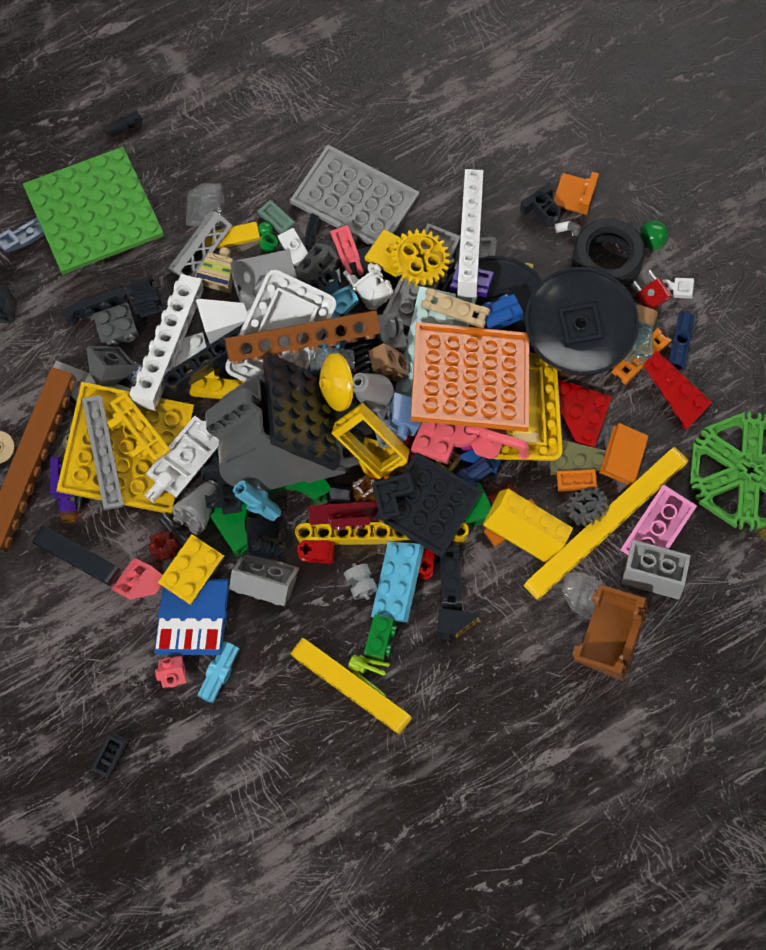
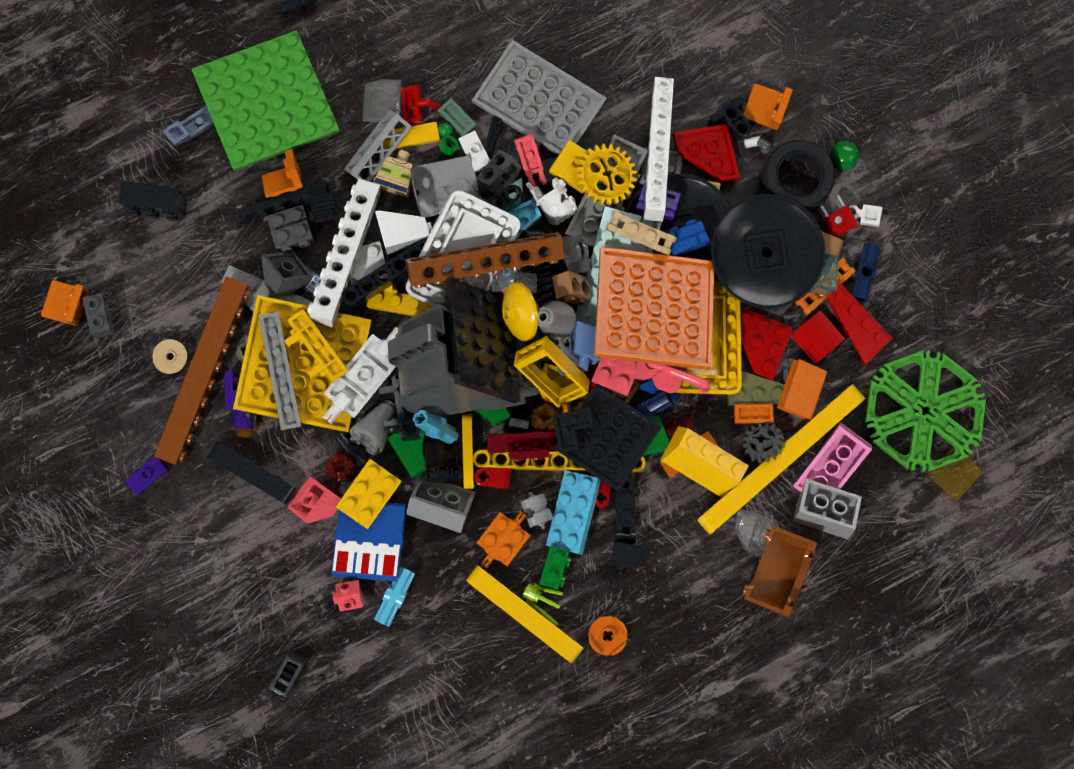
camera: 10 degrees left, 10 degrees up
(112, 279) = (283, 179): none -> orange bracket
(233, 206) = (413, 103): none -> red plate
(290, 527) = (468, 468): none -> yellow beam
(328, 612) = (503, 539): none -> orange plate
(434, 716) = (596, 635): none -> orange plate
(521, 235) = (709, 150): none -> red plate
(637, 404) = (817, 337): none -> red slope

